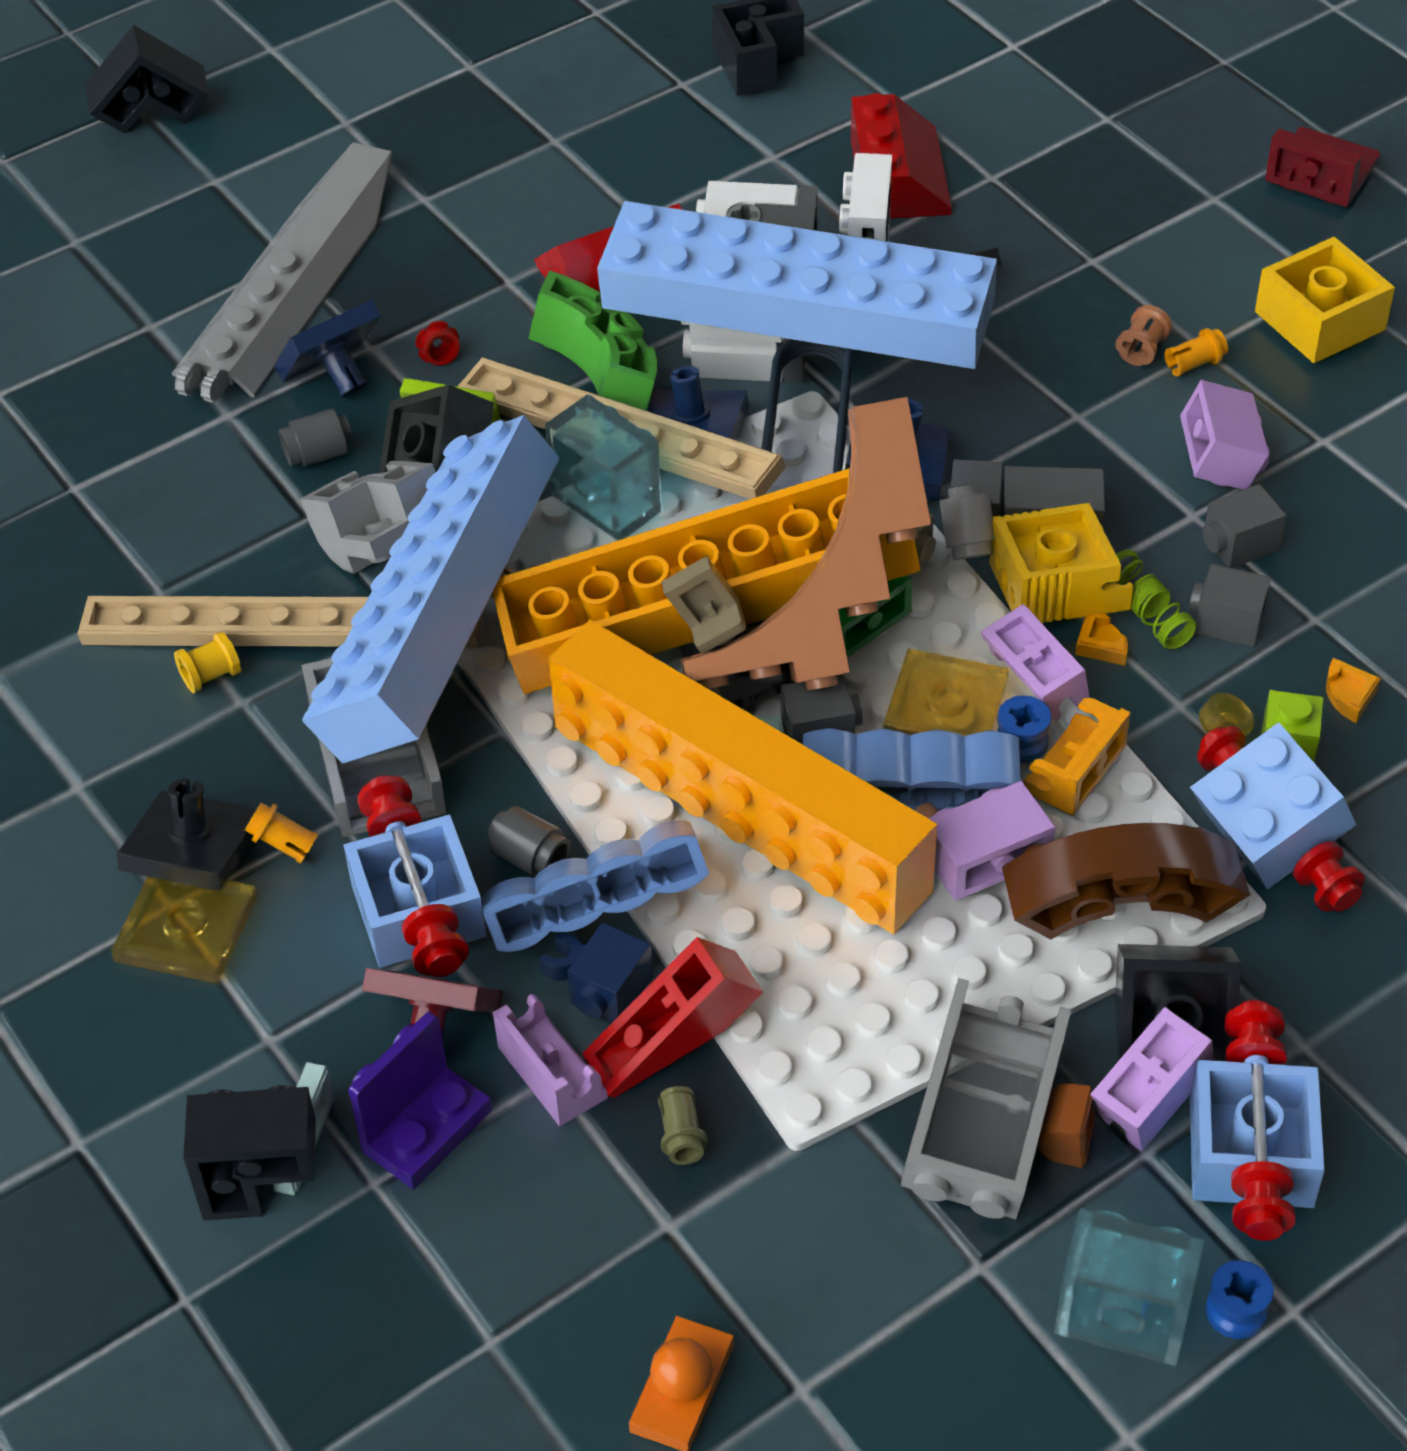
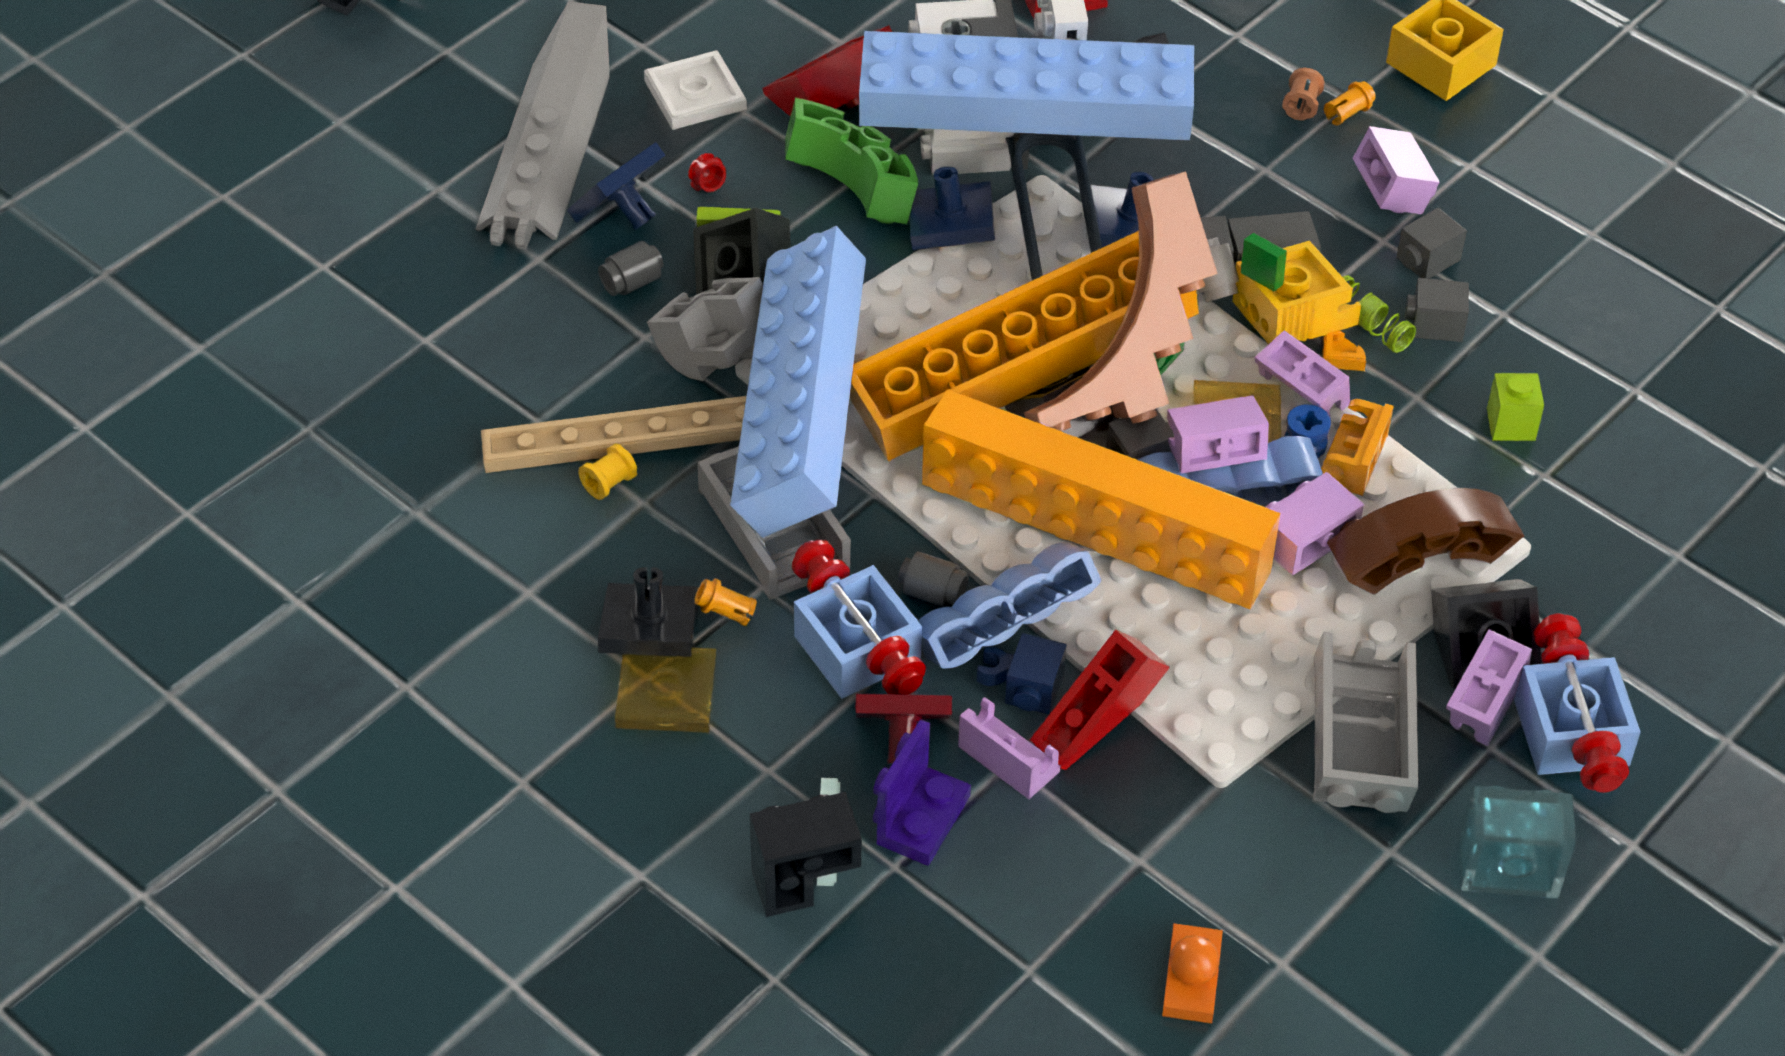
camera: 15 degrees left, 0 degrees up
(460, 252) = (695, 90): none -> white tile
(605, 467) = (904, 261): clear light blue brick -> none
(682, 447) = (906, 227): tan tile -> none
(683, 1138) = (1134, 790): olive pin -> none
(705, 604) = (1042, 364): dark tan bracket -> none
(900, 716) = (1218, 434): none -> lavender hinge
(1018, 519) = (1263, 261): none -> green tile
(1068, 1125) = (1432, 732): dark orange brick -> none
(1226, 711) = (1460, 402): clear yellow tile -> none
(1232, 1314) = (1601, 849): blue wheel -> none
(1278, 812) = (1526, 466): light blue brick -> none
(1350, 689) = (1548, 363): light orange tile -> none

